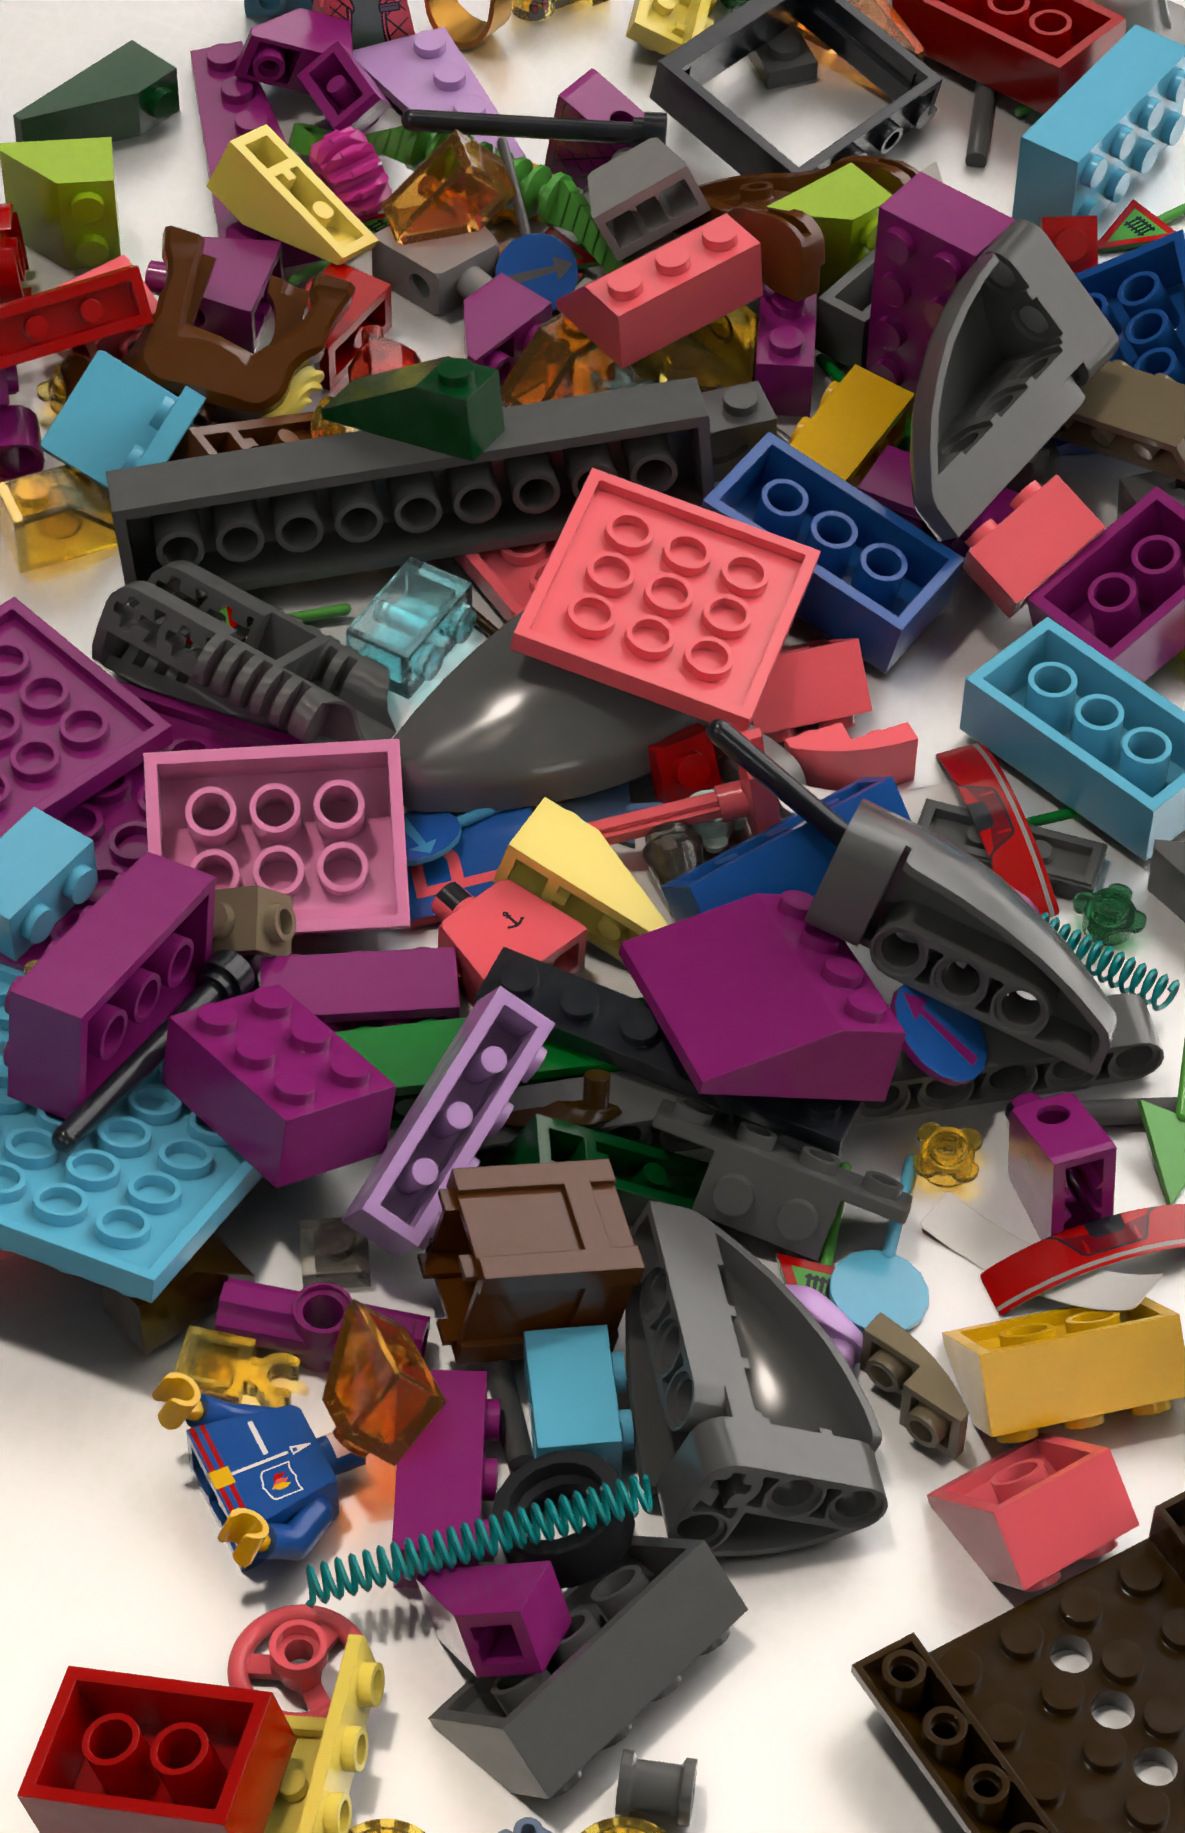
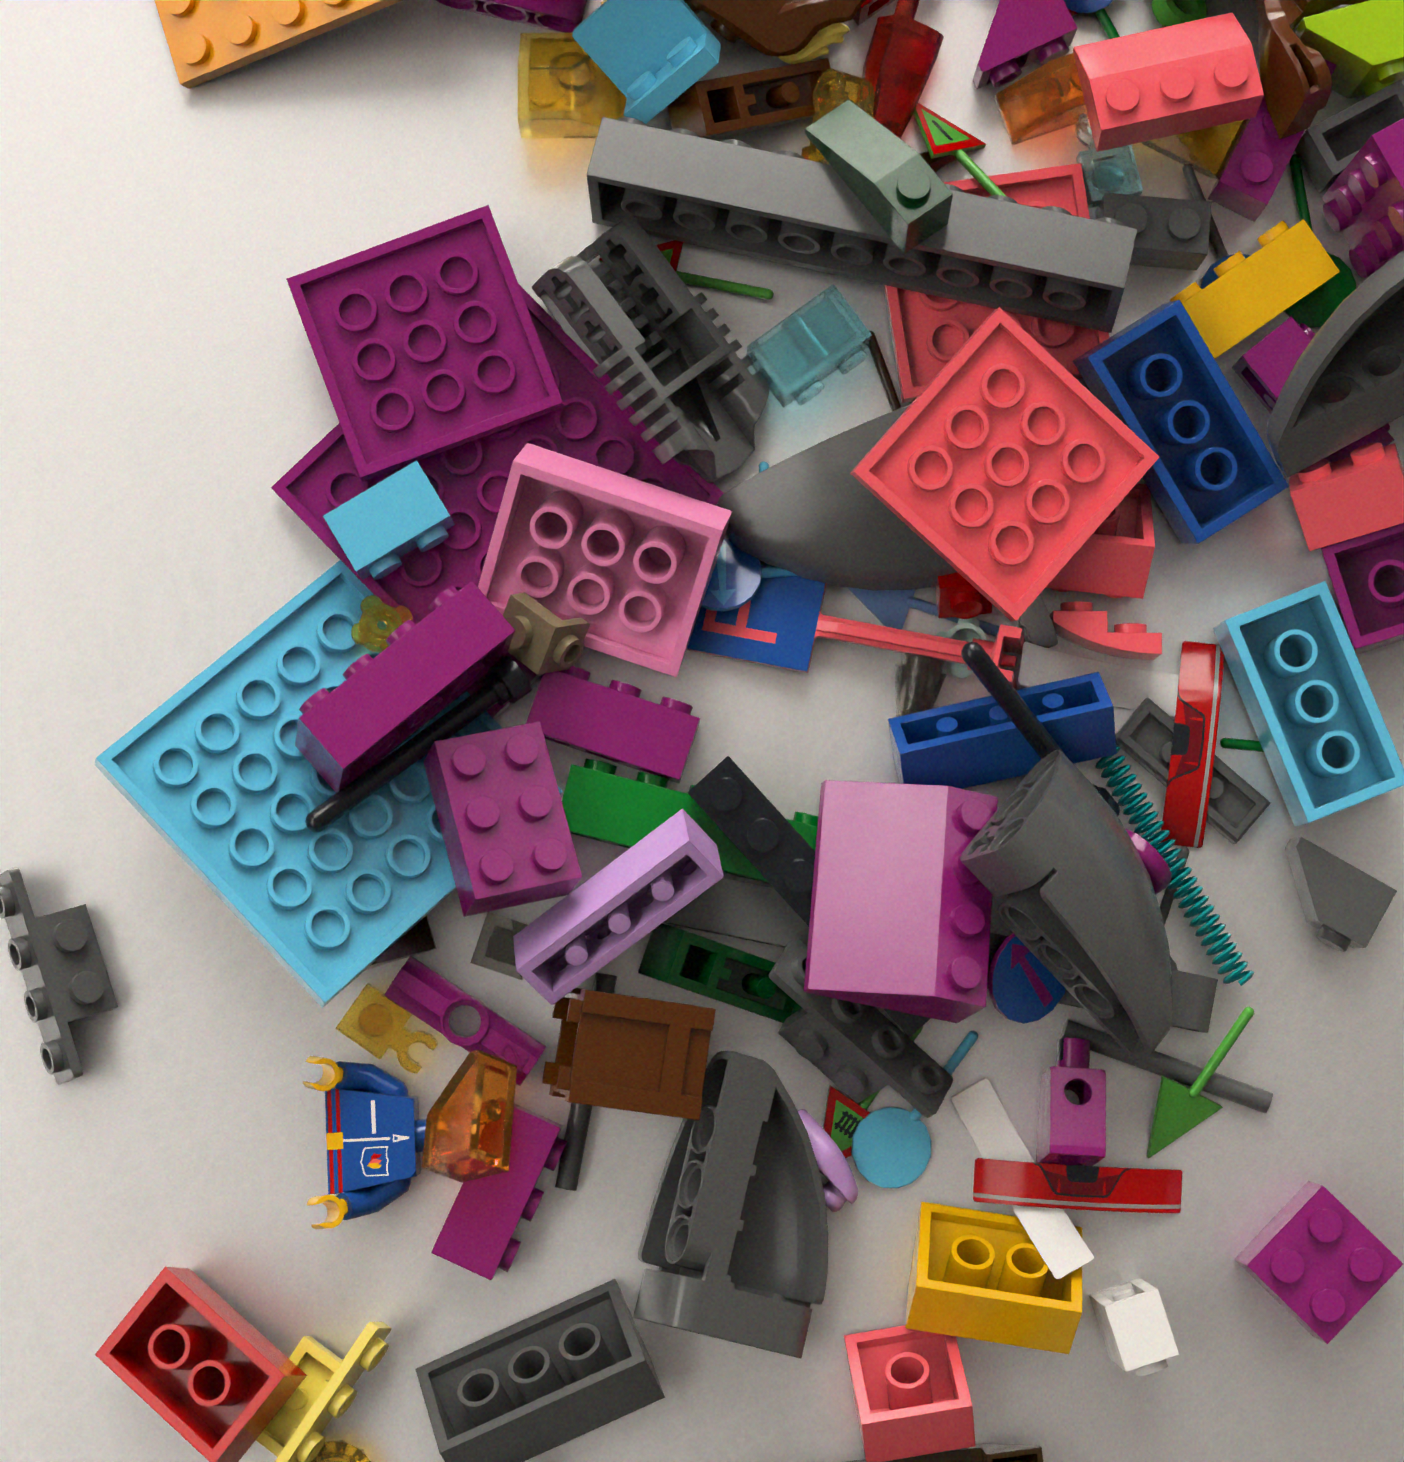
camera: 20 degrees right, 35 degrees up
(295, 1635) = (306, 1275): coral piece -> none
(482, 1539) = (490, 1290): teal piece -> none
(498, 1615) = (479, 1344): magenta slope -> none
(504, 918) = (745, 713): coral torso -> none
(574, 1391) = (619, 1167): medium azure brick -> none
(578, 1556) = (526, 1260): black tyre -> none
(580, 875) = (826, 687): light yellow slope -> none
(589, 1112) = (718, 924): dark brown bar -> none
(930, 1401) = (877, 1274): dark tan slope -> none
(943, 1168) = (984, 1050): clear yellow plate -> none
(1109, 914) = (1224, 879): clear green plate -> none

